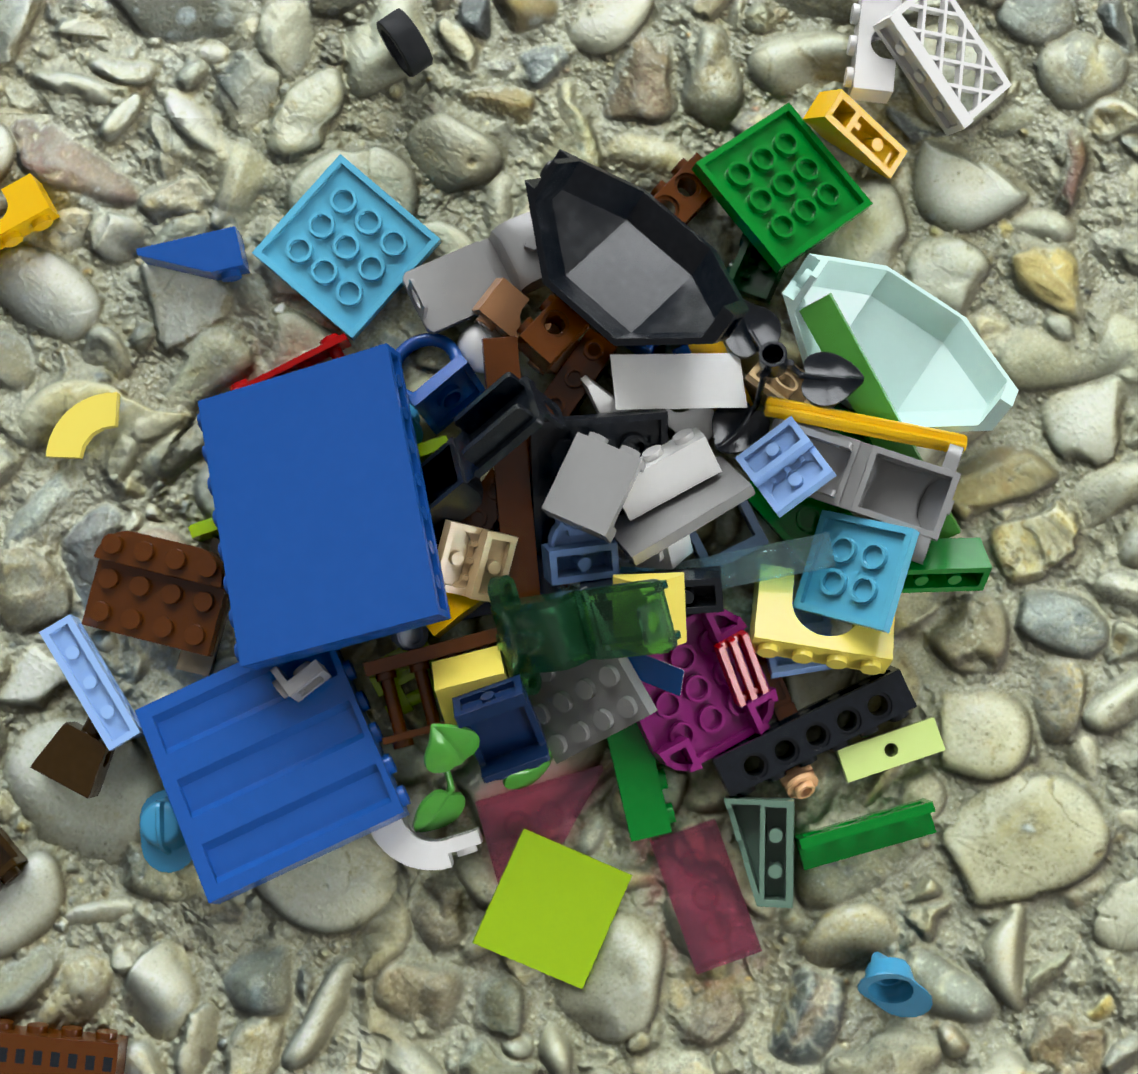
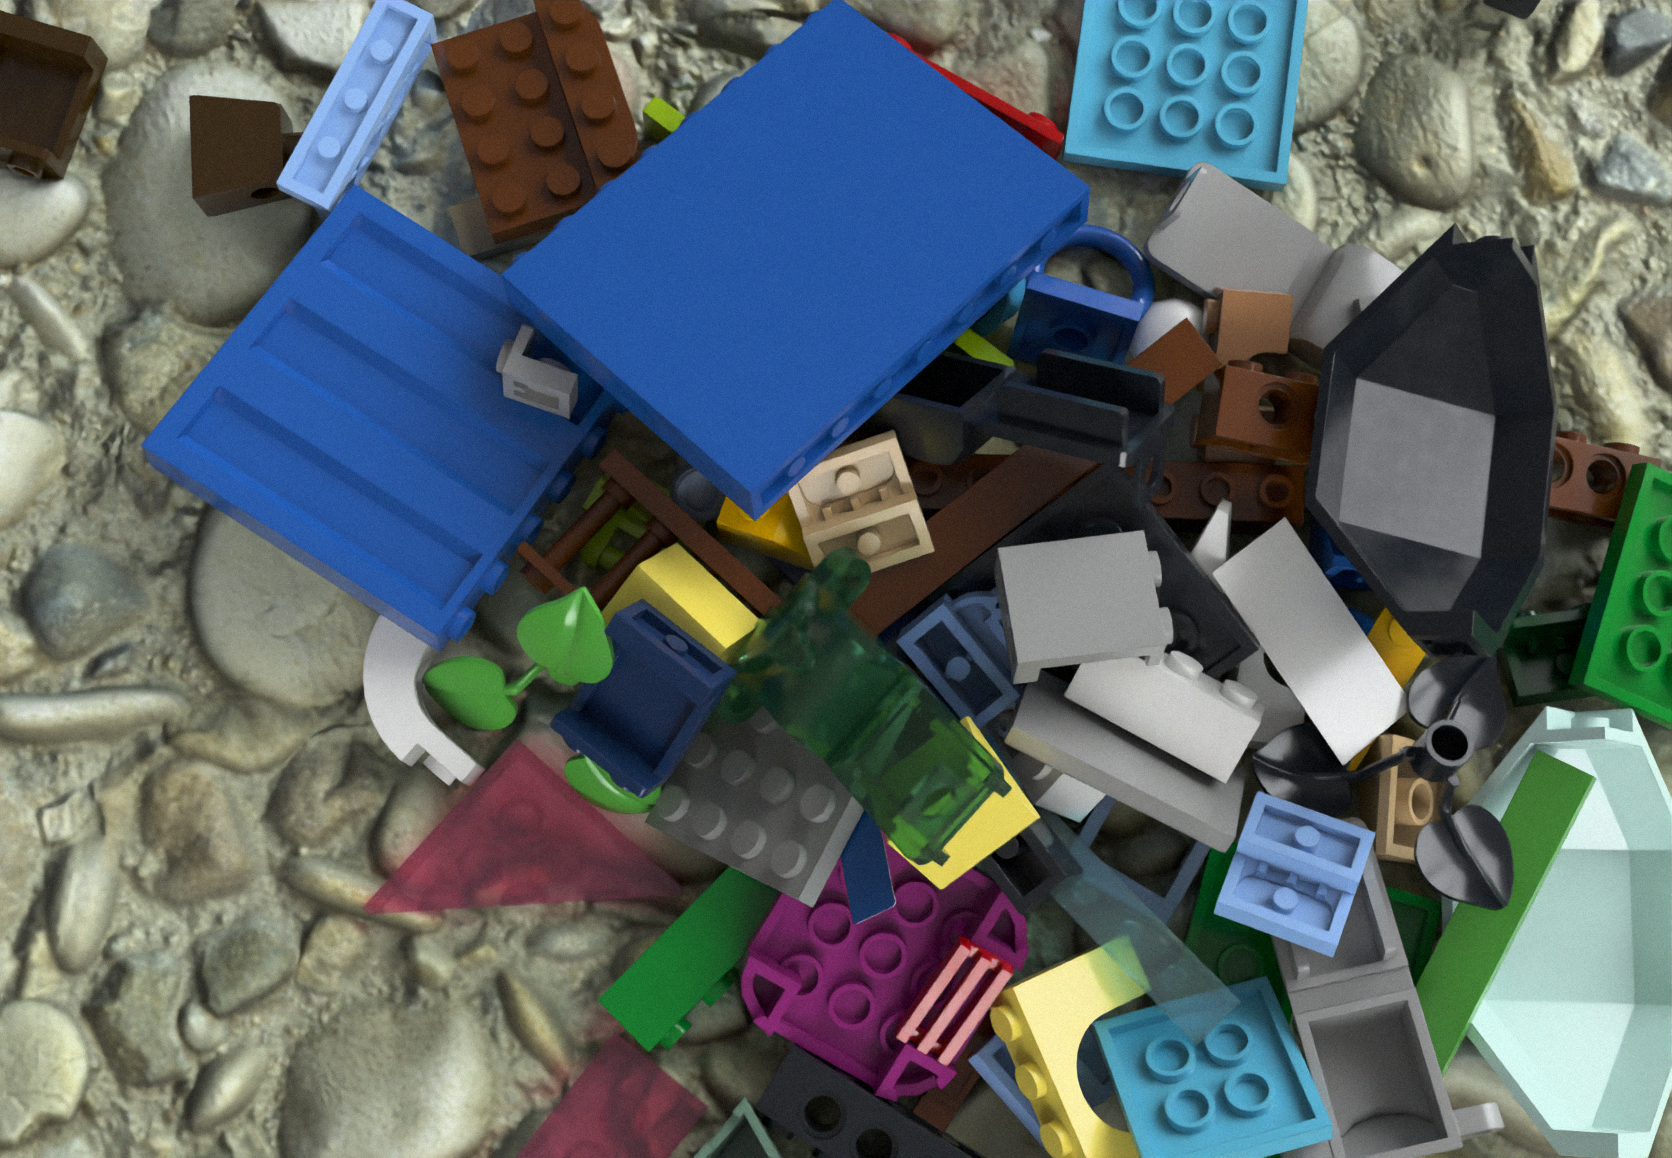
camera: 55 degrees right, 5 degrees down
(161, 835) = (199, 332): dark azure piece -> none
(552, 908) = (430, 948): lime piece -> none
(863, 424) = (1435, 954): yellow axle -> none

